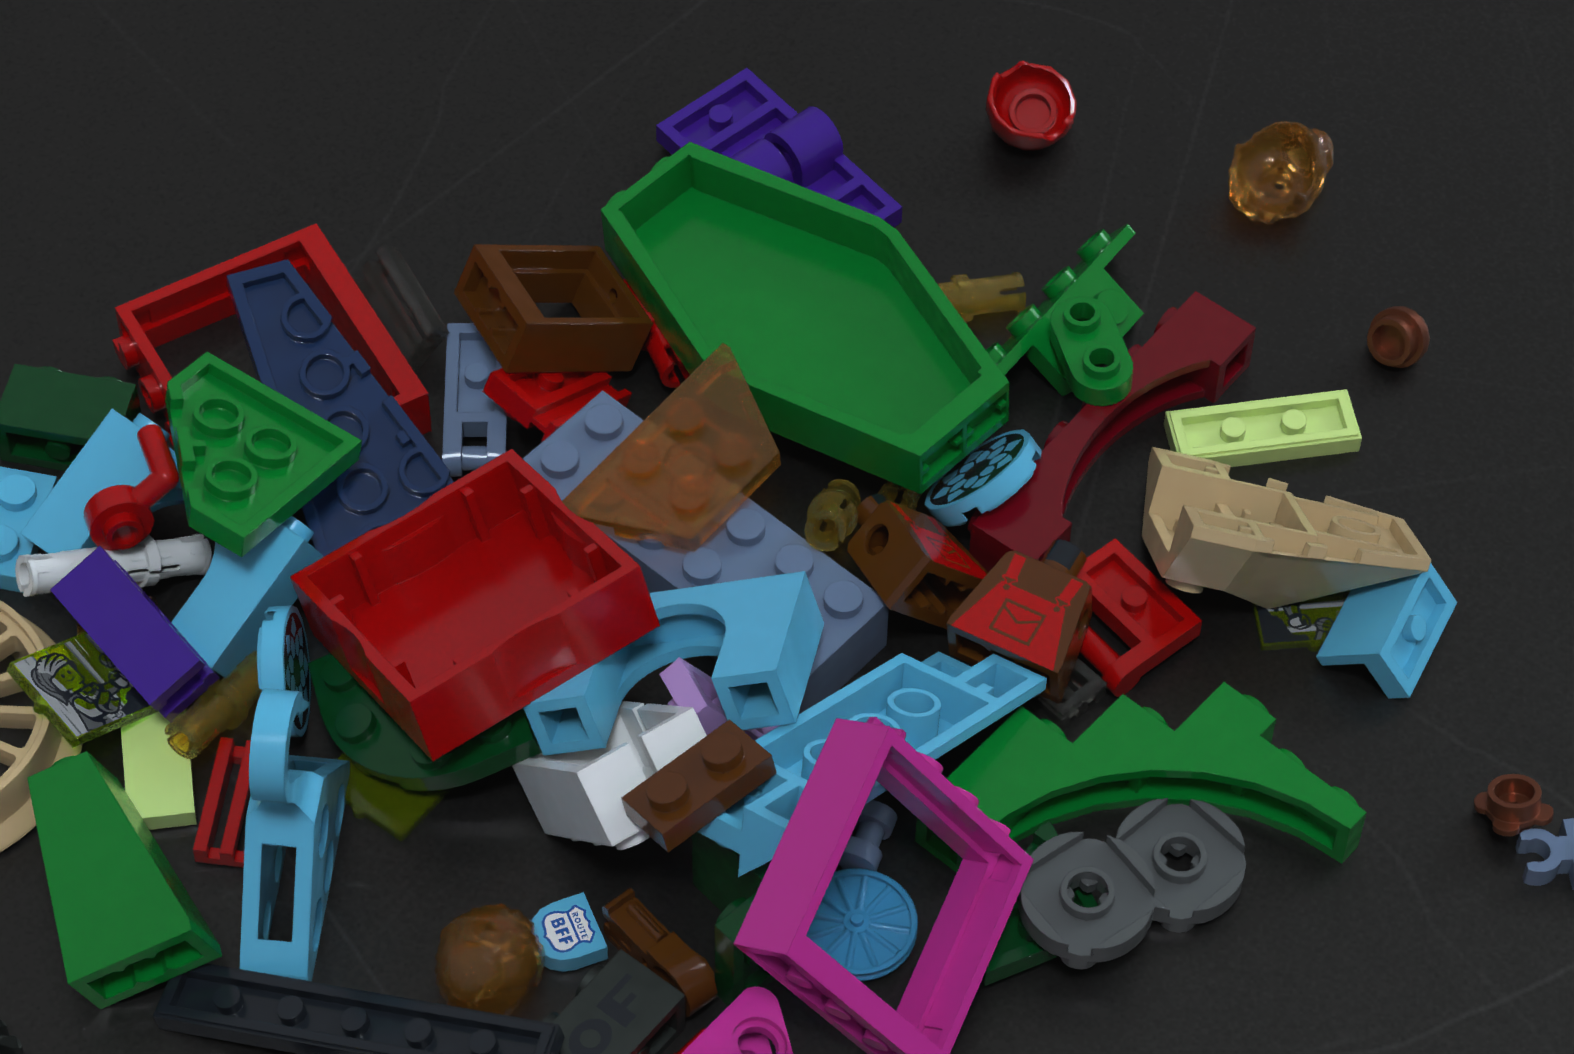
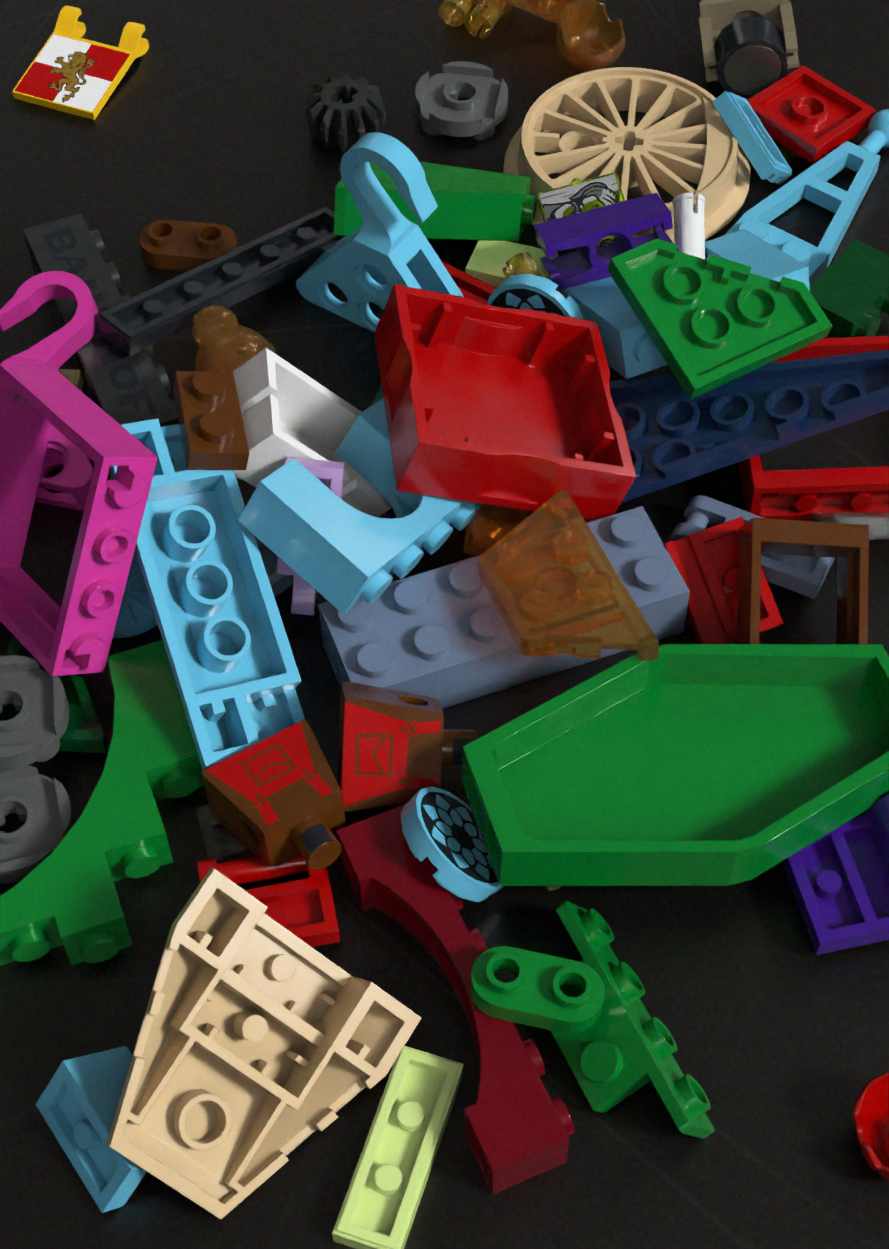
camera: 120 degrees right, 0 degrees up
(122, 513) = (711, 242): red plate -> none
(838, 521) = (456, 684): clear yellow pin -> none
(983, 294) = (689, 953): clear yellow pin -> none

